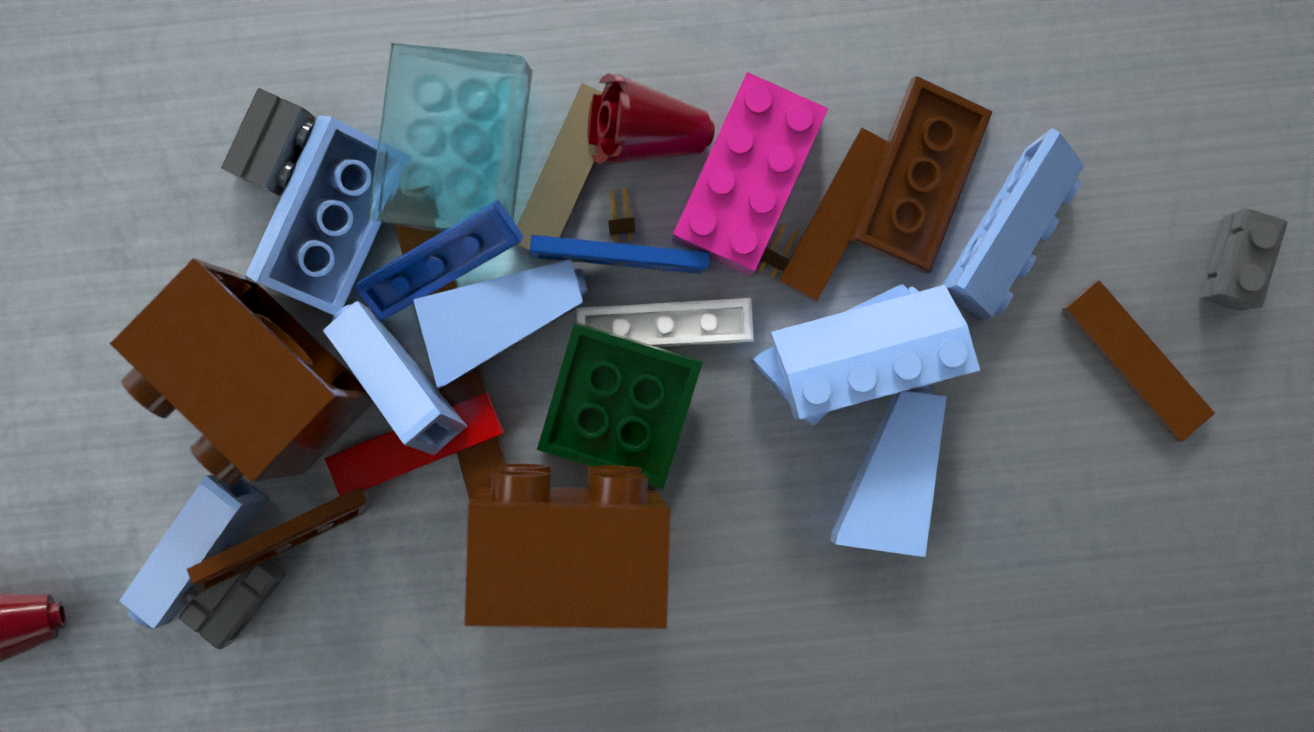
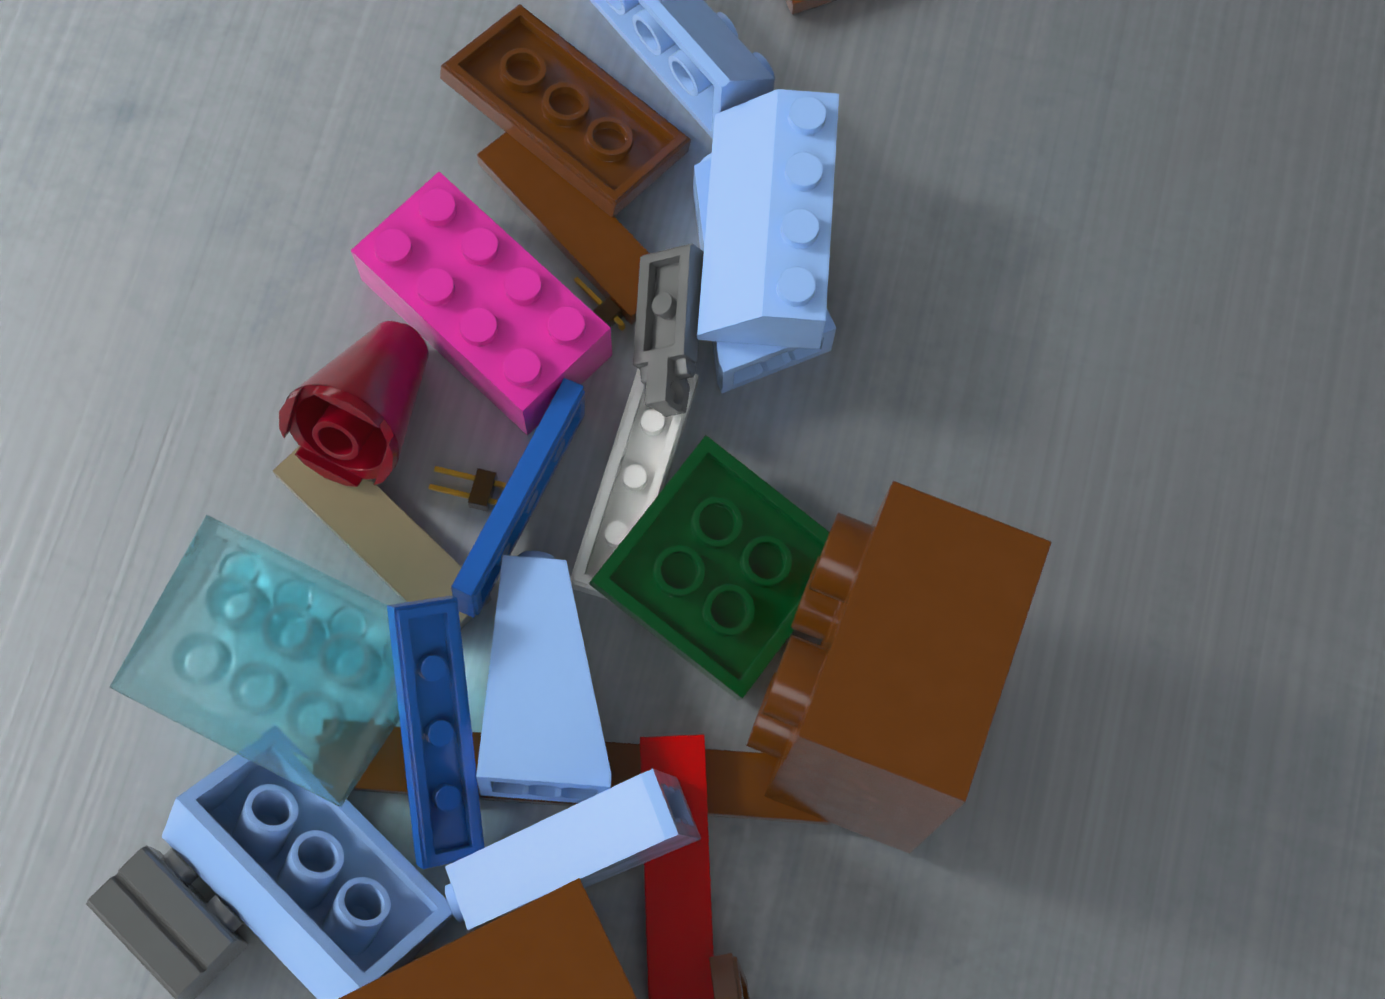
camera: 75 degrees left, 15 degrees down
(776, 308) = (668, 326): none -> dark grey hinge
(896, 481) = (936, 262): light blue slope -> none

